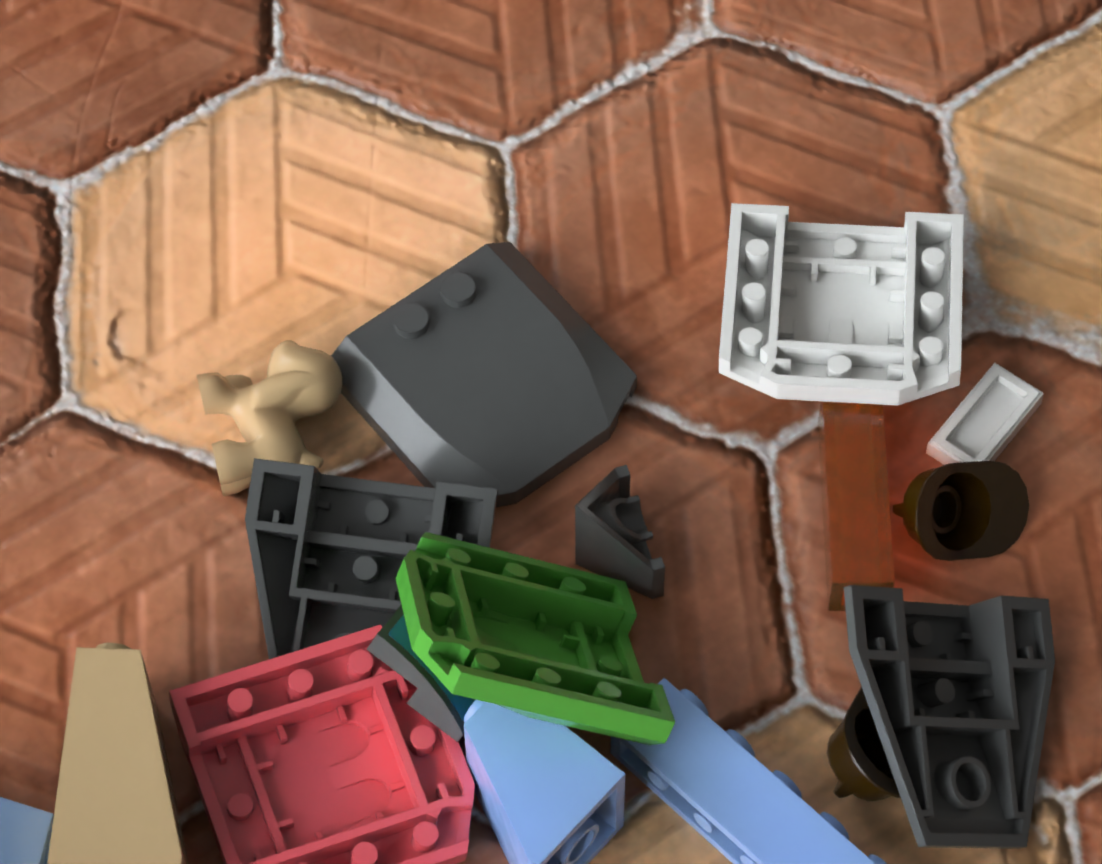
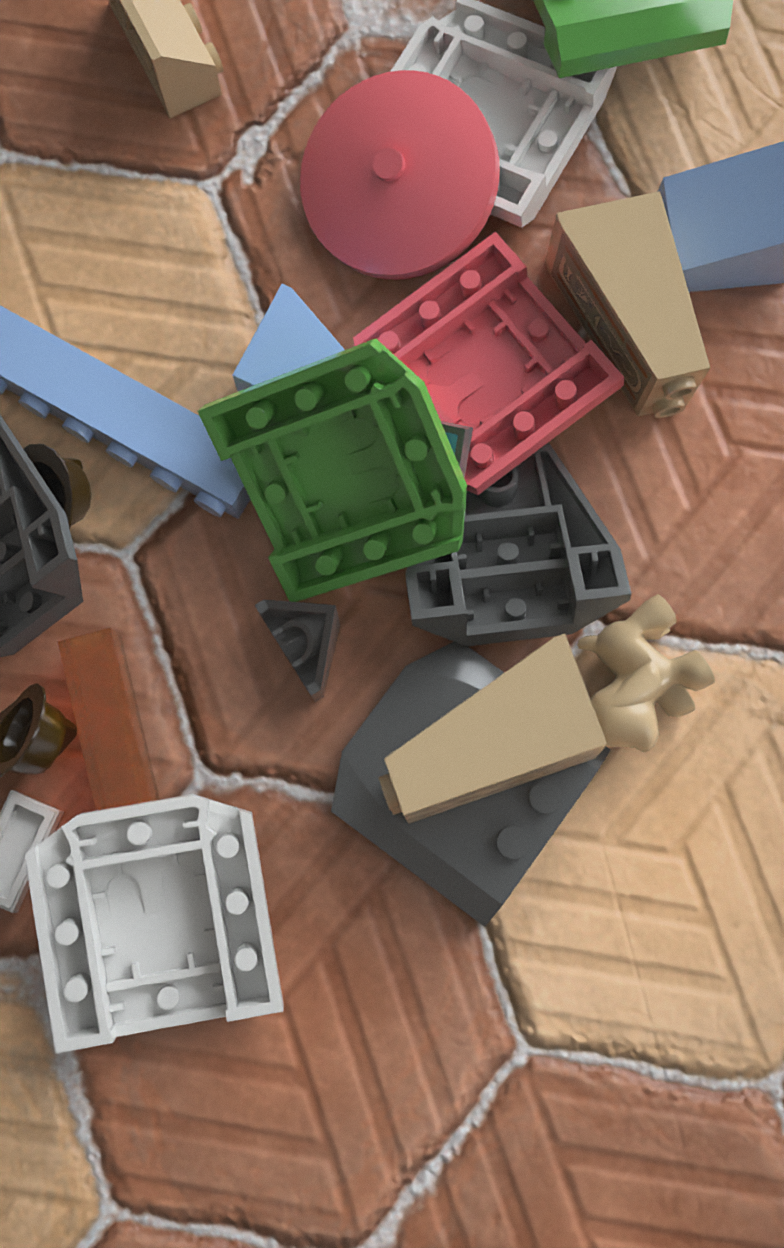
camera: 165 degrees right, 20 degrees up
(451, 347) = (501, 737): none -> tan slope

